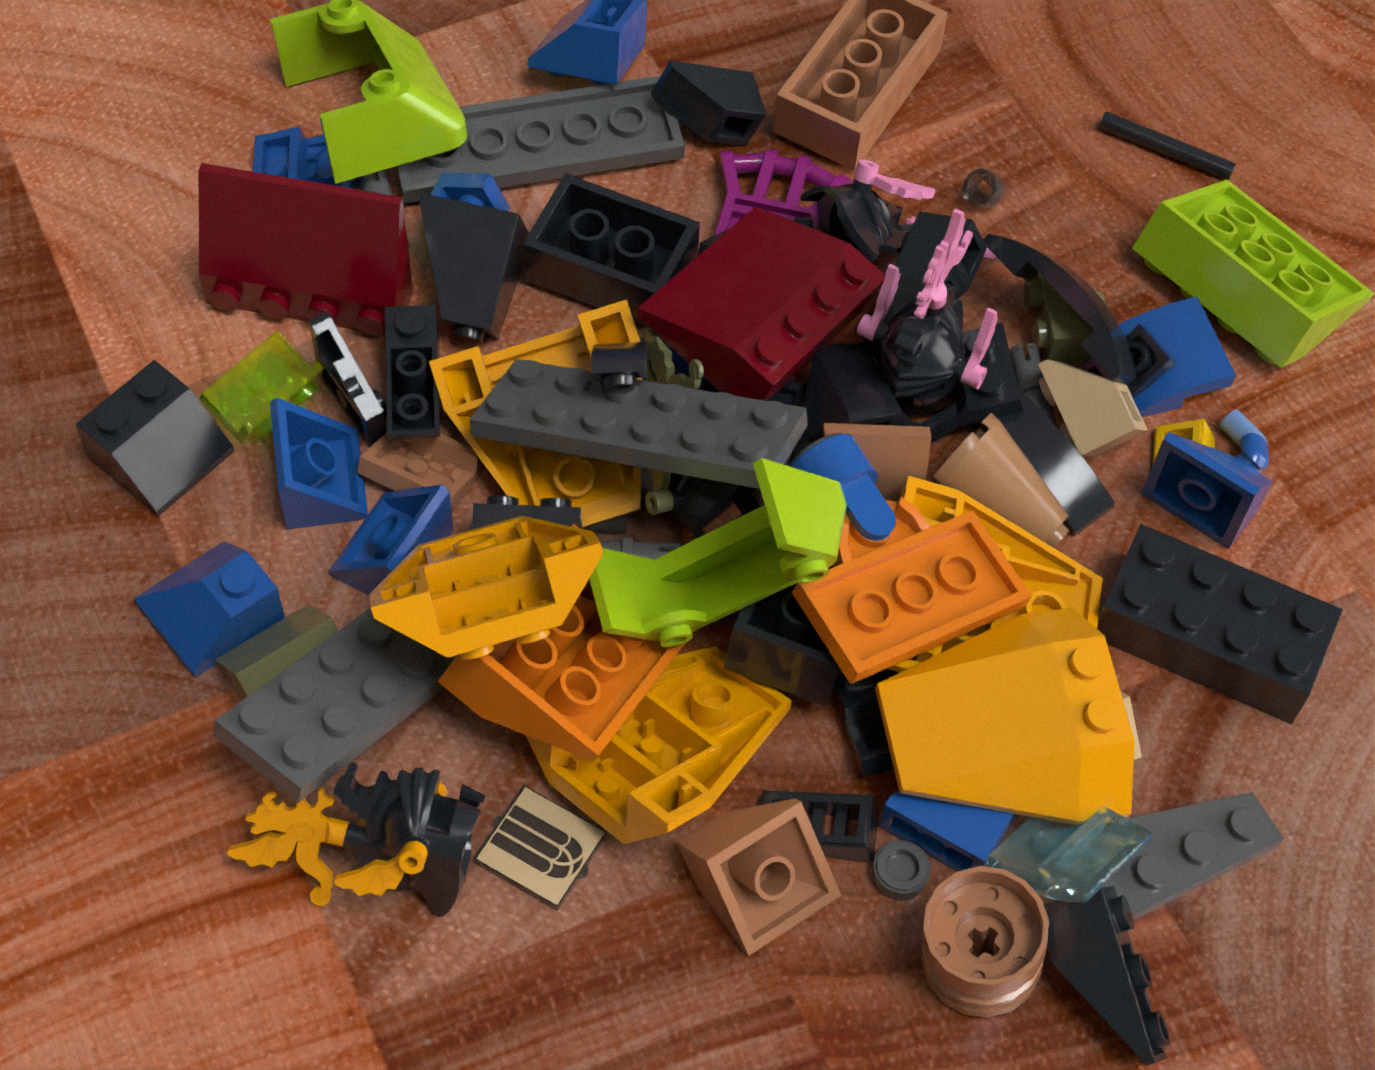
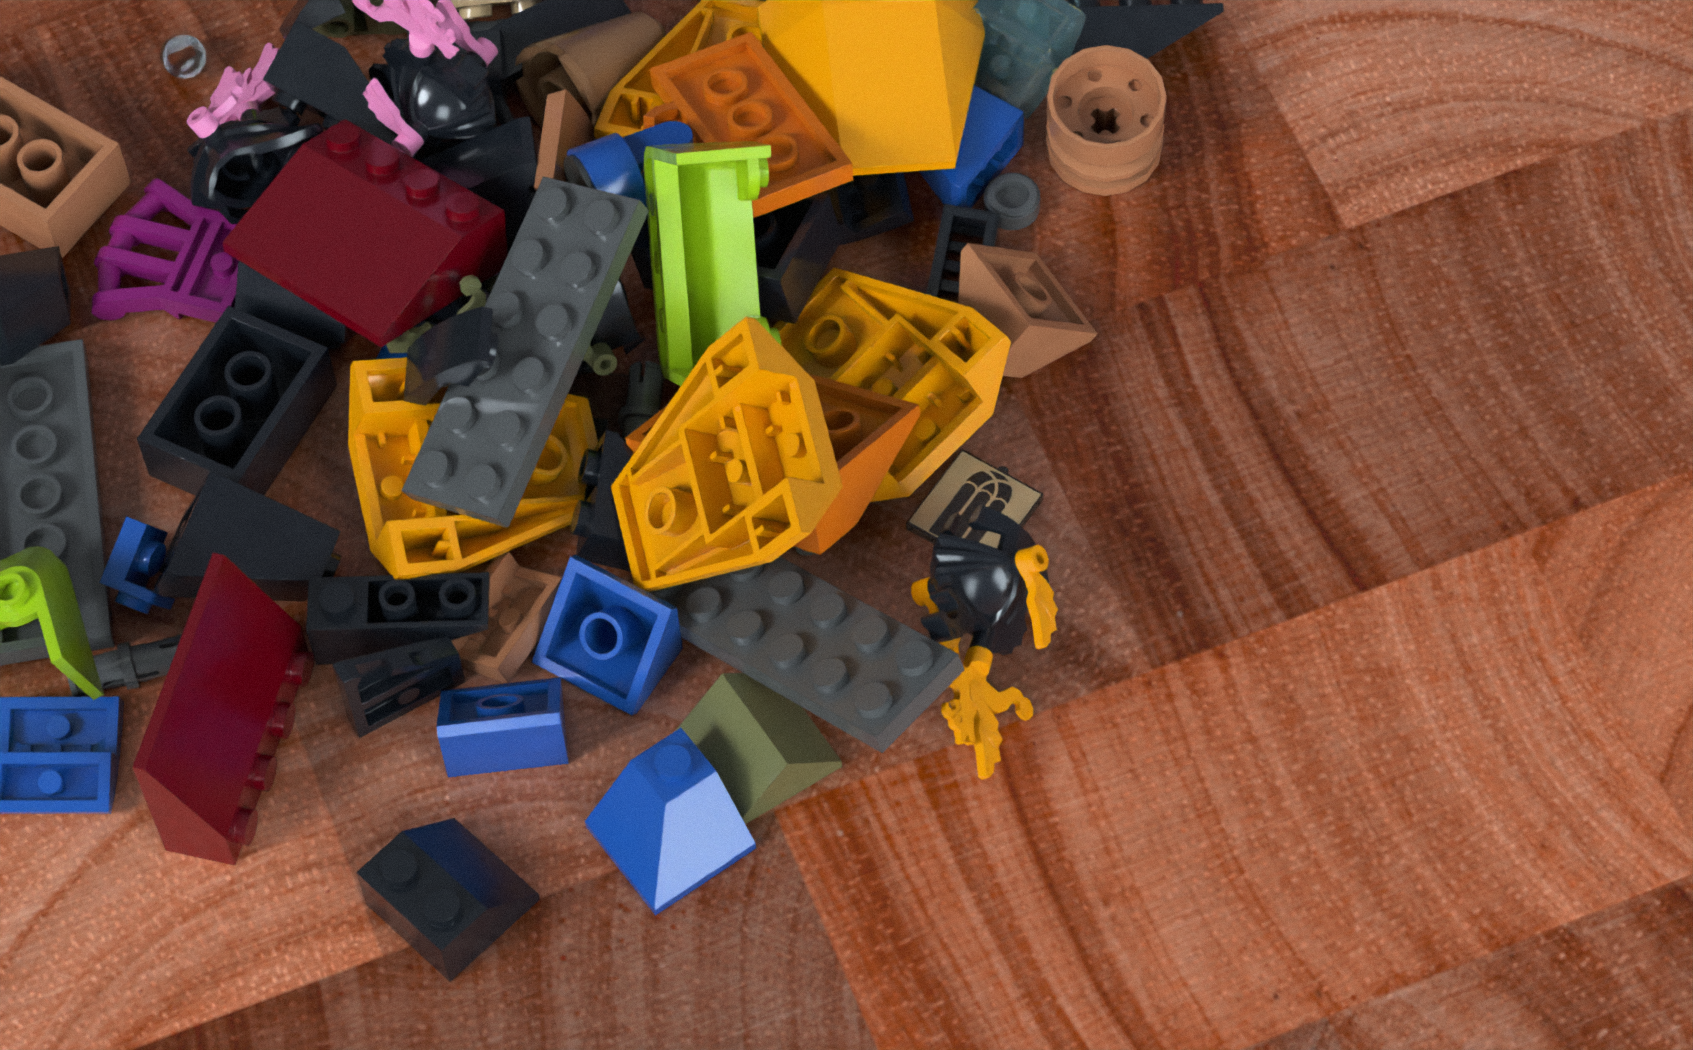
camera: 80 degrees left, 0 degrees up
(245, 392) = (387, 775): clear neon green bracket -> none

